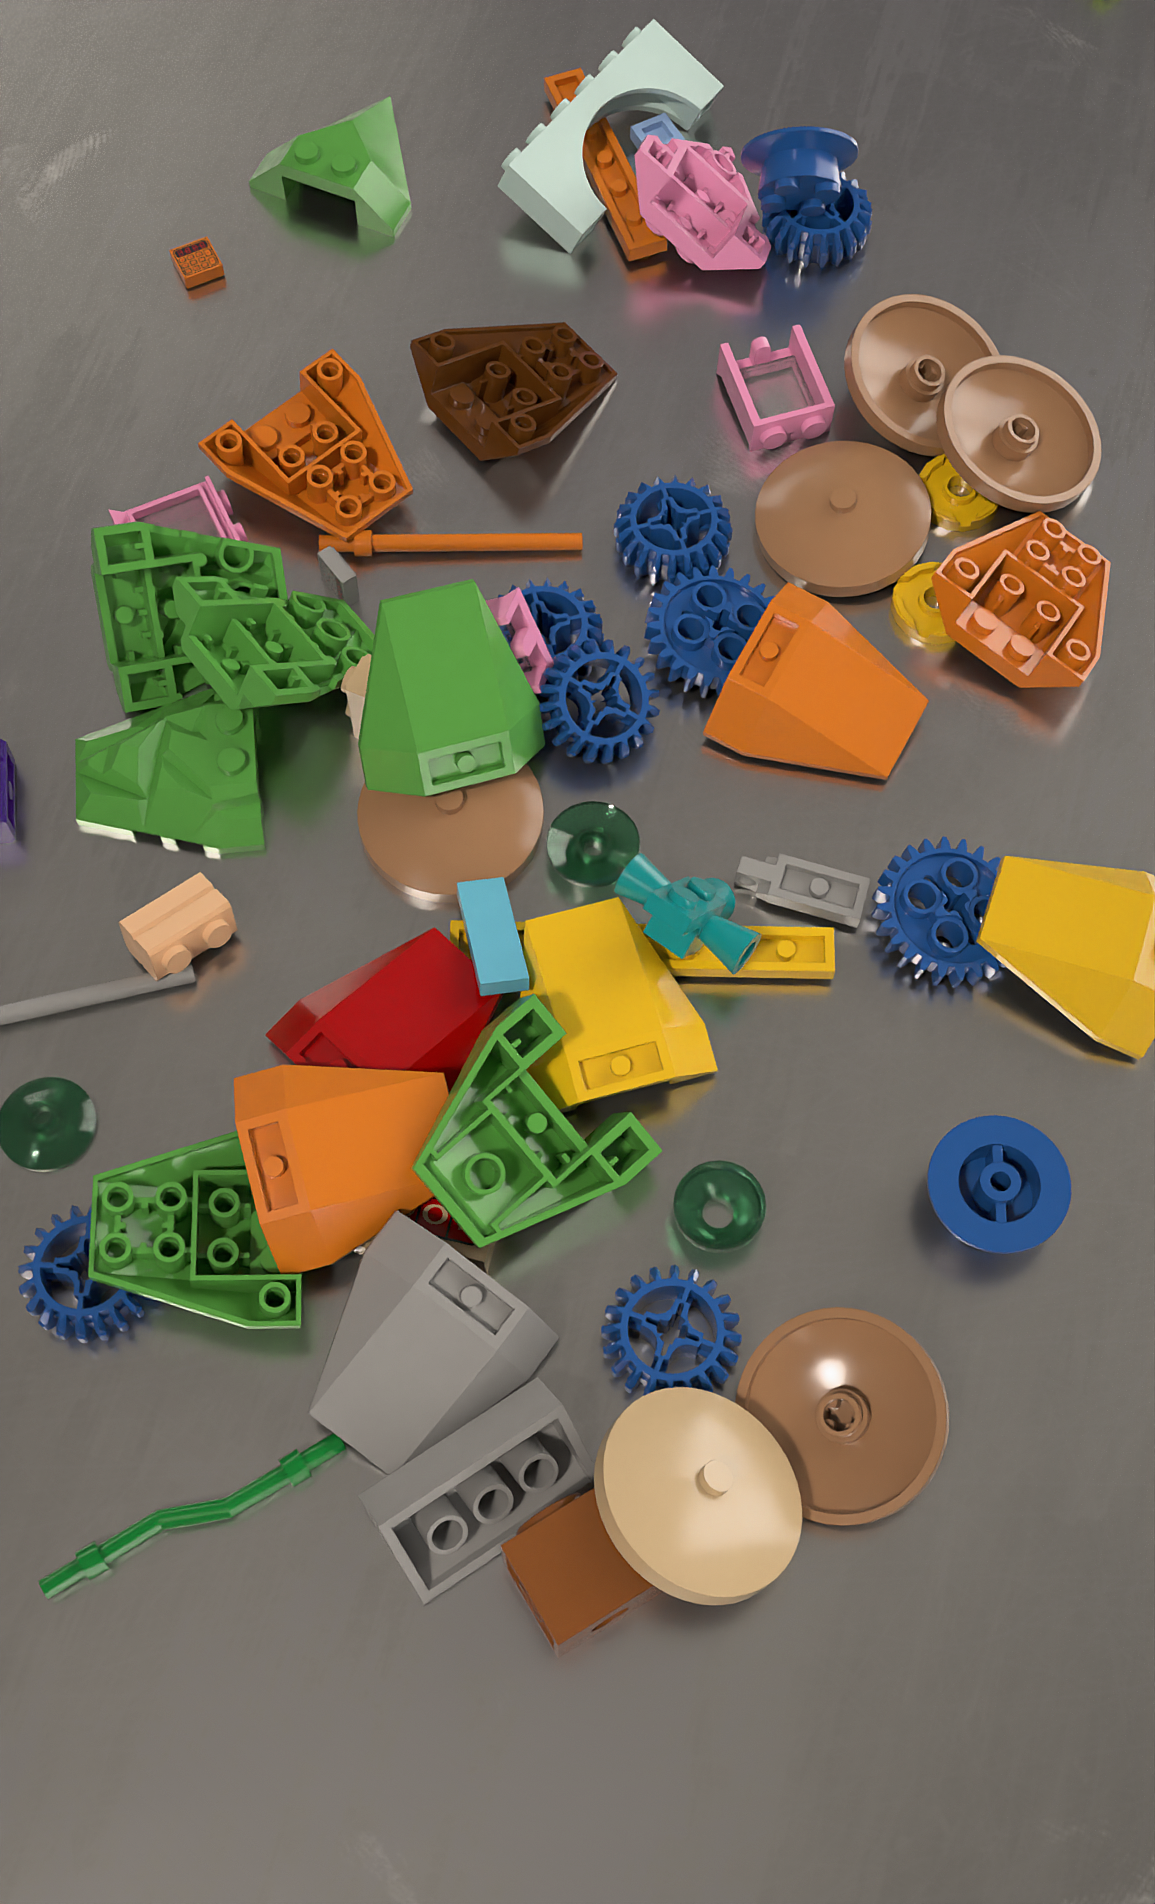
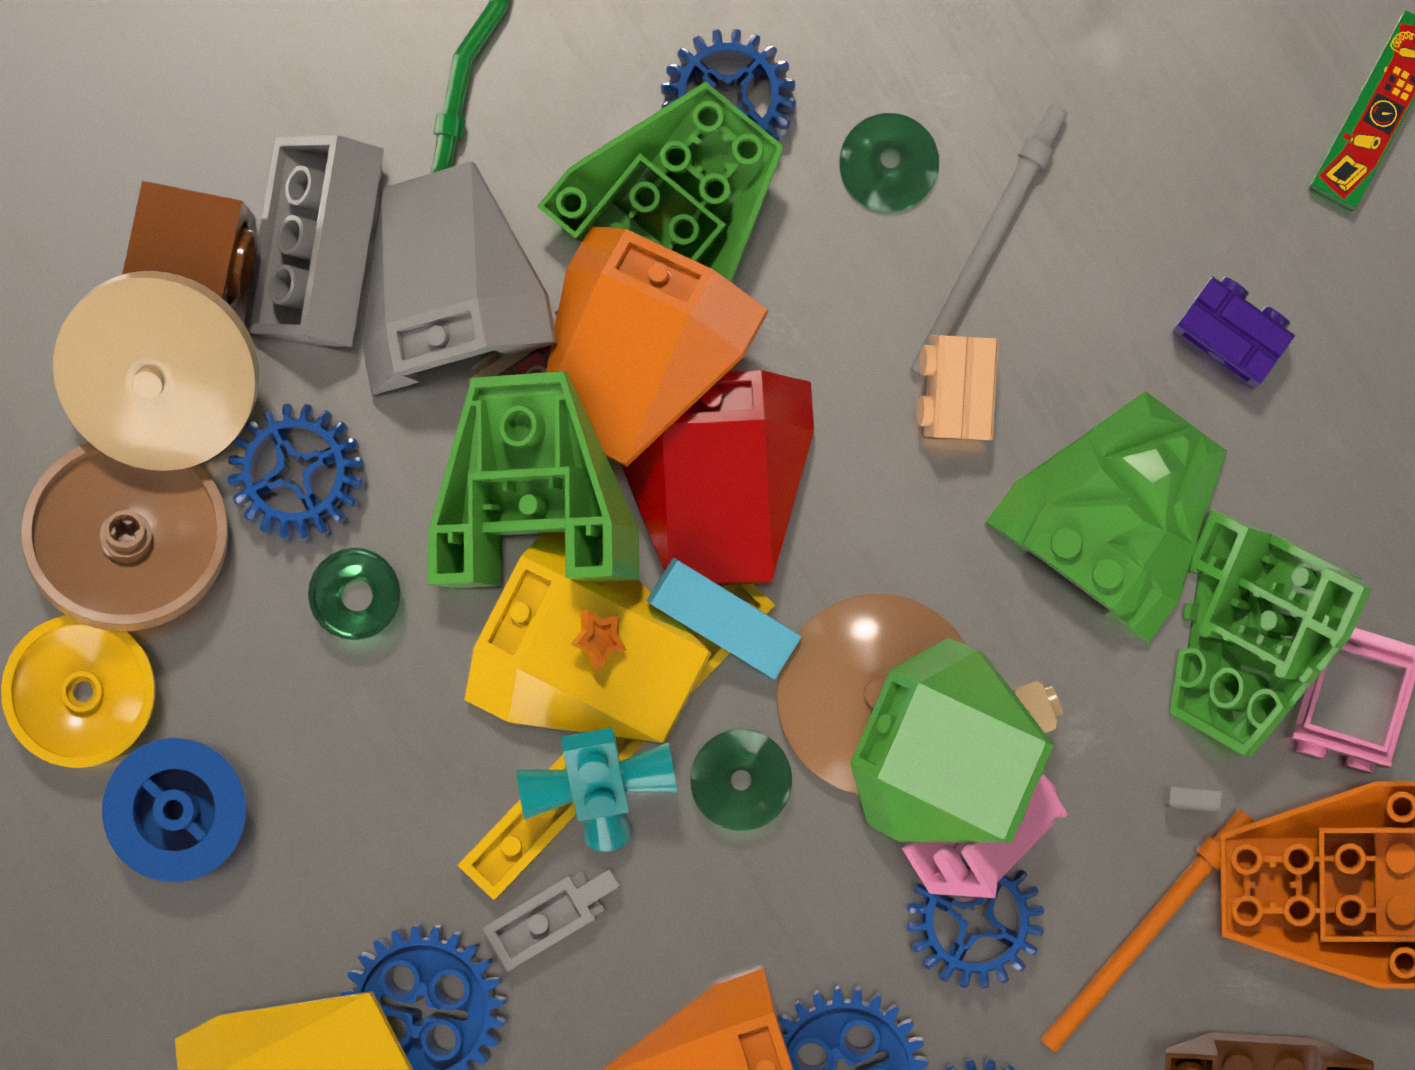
camera: 135 degrees right, 20 degrees up
(267, 647) = (1145, 673): bright green wedge -> none
(587, 987) = (598, 637): none -> orange piece
(616, 709) = (841, 864): blue gear -> none
(1012, 1316) = (43, 701): none -> yellow dish

